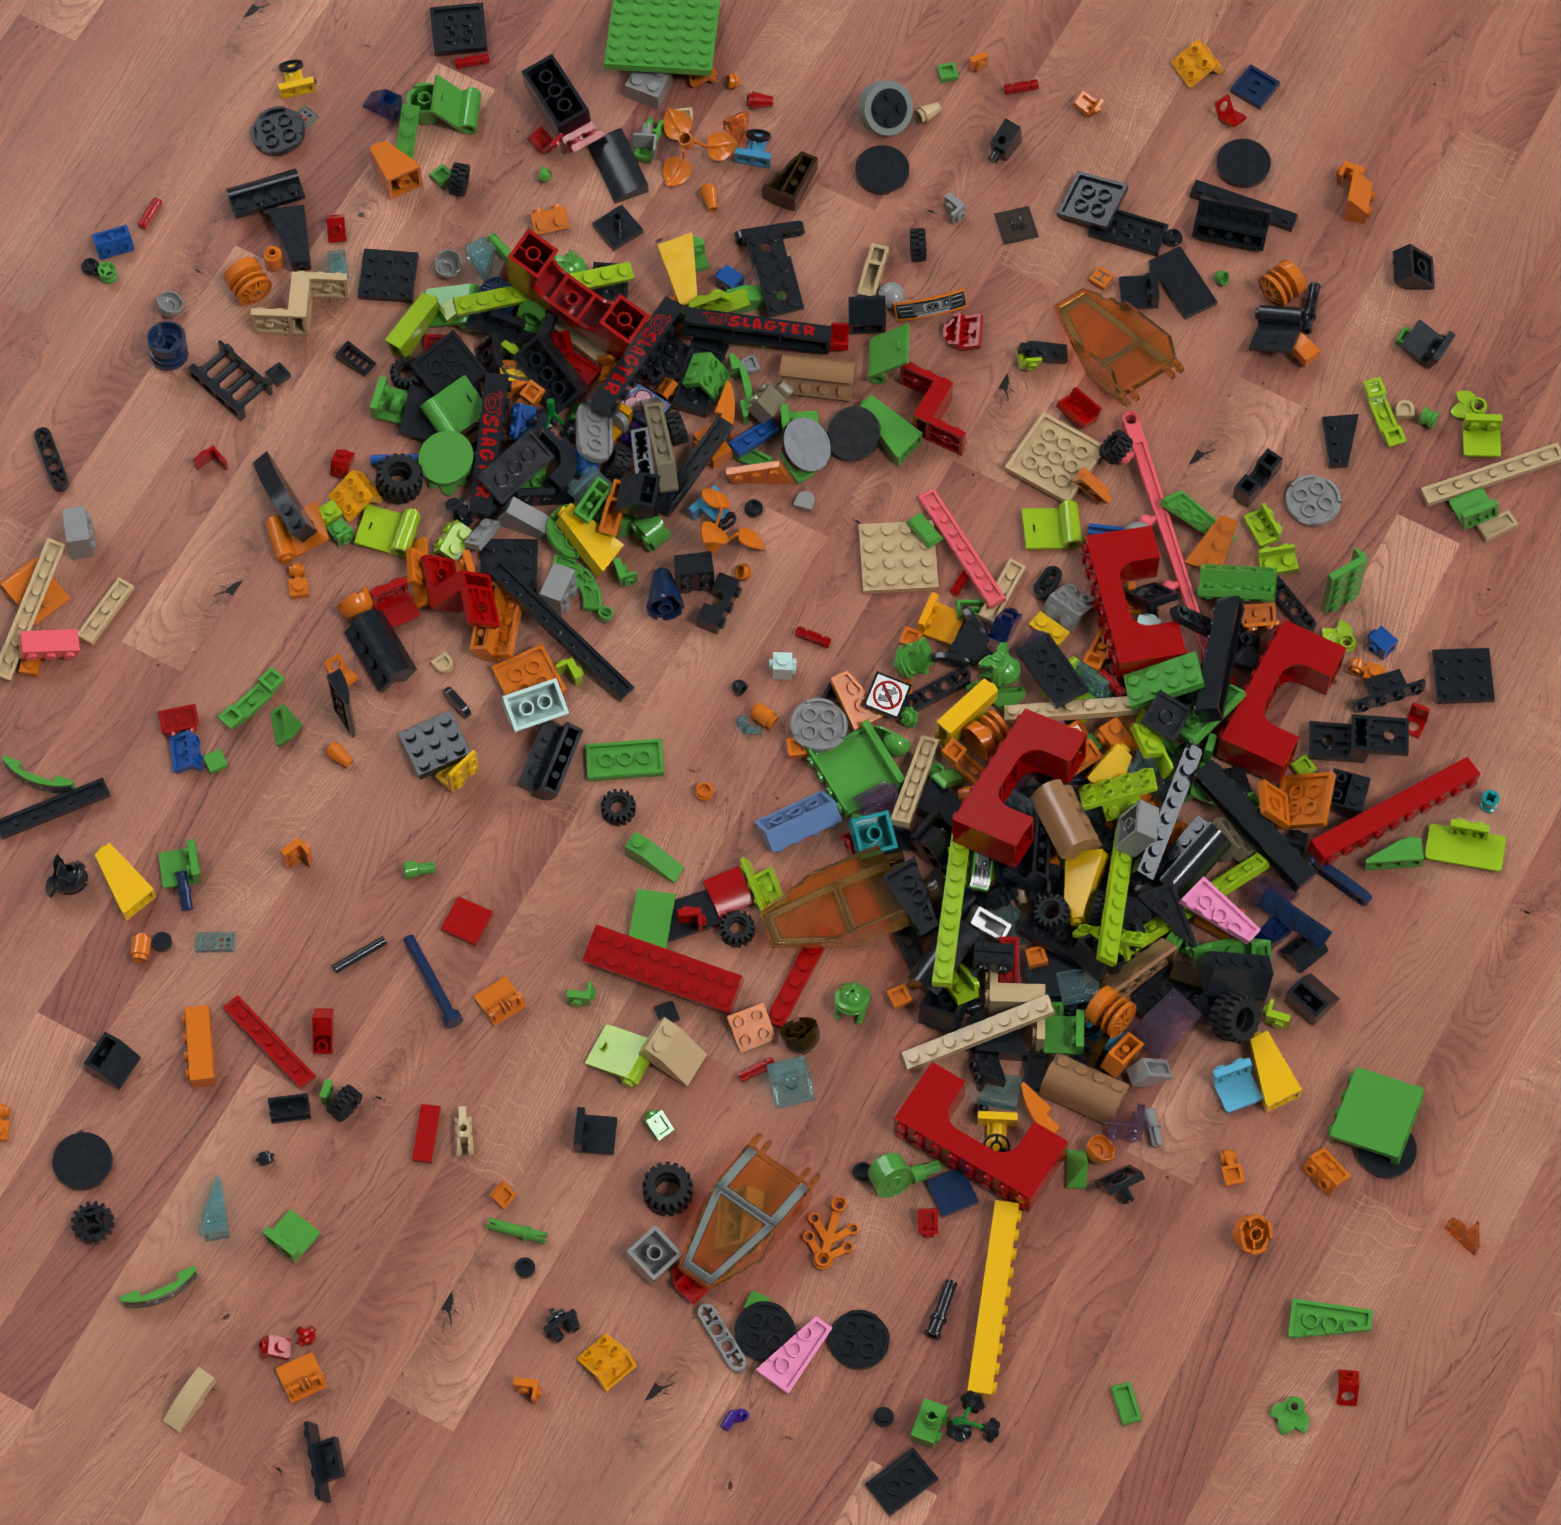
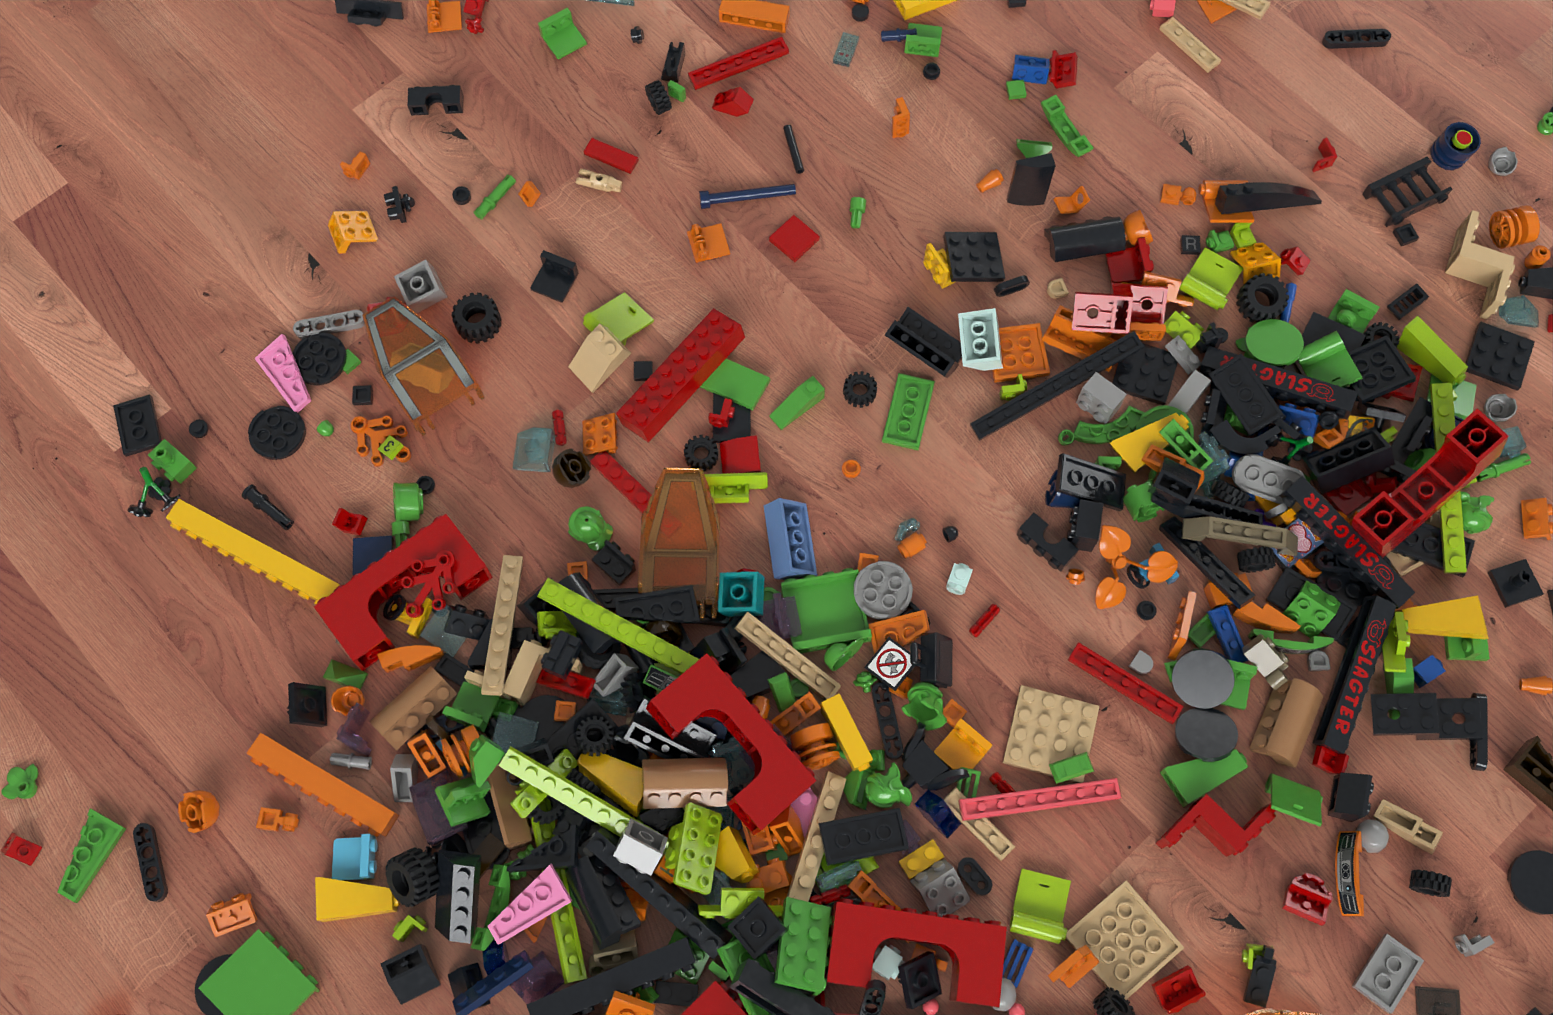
camera: 110 degrees right, 5 degrees up
(79, 532) = (1272, 33): light grey brick -> none
(164, 338) = (1462, 139): none -> tile
(219, 848) = (931, 71): none -> black plate
(352, 557) = (1190, 245): none -> black tile
(422, 1354) = (423, 97): none -> black arch
(518, 393) = (1328, 419): none -> black plate
(581, 998) = (683, 302): bright green bracket -> none
(652, 574) = (1090, 482): none -> black tile
(657, 1123) = (541, 329): bracket -> none
(734, 1416) = (259, 312): dark purple arm -> none
(788, 1273) = (362, 395): none -> black tile
(829, 509) = (1125, 683): none -> red plate
(838, 1214) = (390, 447): none -> lime tile
(839, 1290) = (325, 428): none -> bright green hinge
(870, 661) = (934, 659): none -> black piece
(876, 969) = (614, 562): none -> black bracket
(965, 1104) = (431, 581): none -> red plant
(1002, 264) = (1388, 973): none -> light grey plate
(1115, 981) = (484, 758): none -> bright green slope
(1126, 1404) = (108, 638): bright green tile -> none
(1153, 997) = (463, 800): none -> bright green bracket
(1184, 1141) = (322, 784): none -> orange brick
(1311, 1264) = (146, 863): none -> black beam

